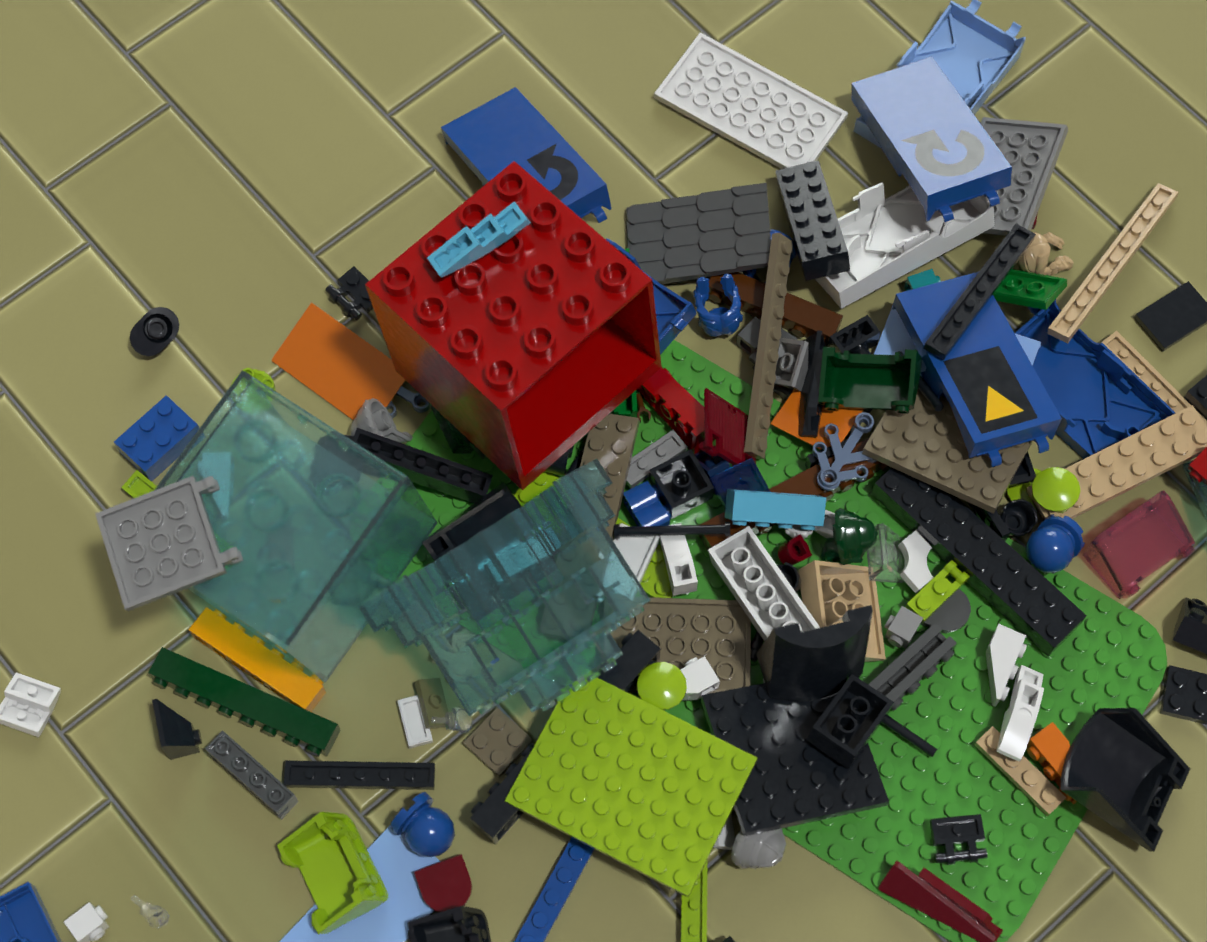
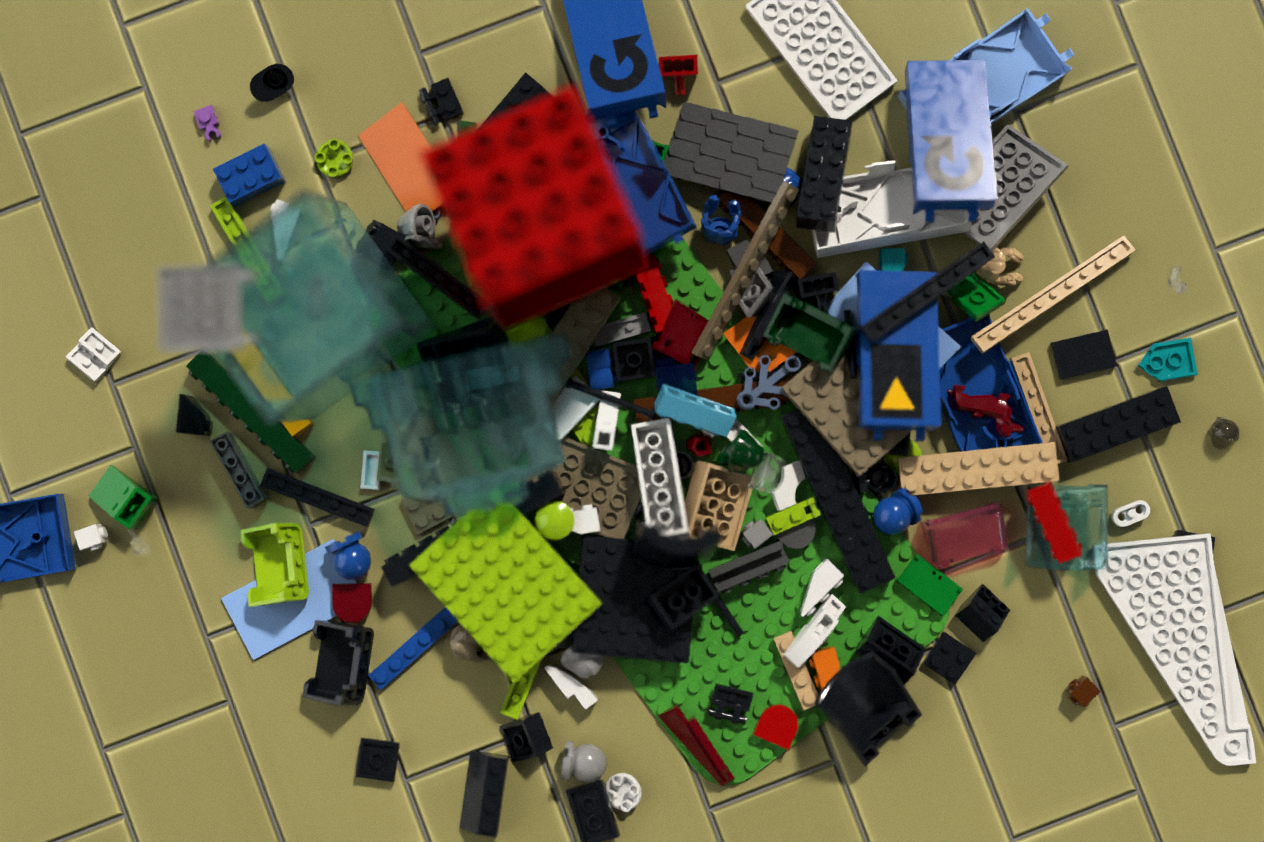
camera: 20 degrees right, 20 degrees up
(90, 400) = (207, 120): none -> medium lavender plate
(114, 860) = (122, 498): none -> green slope
(476, 242) = (516, 154): medium azure slope -> none
(607, 884) = (464, 646): none -> dark tan hair
(611, 171) = (678, 67): none -> red brick
(756, 889) = (571, 685): none -> white slope
(1026, 845) = (777, 725): none -> red tile
(1056, 489) = (917, 470): lime dish -> none
(1099, 399) = (985, 406): none -> dark red animal
(1107, 693) = (893, 647): none -> black slope
(1139, 623) = (927, 586): none -> green door

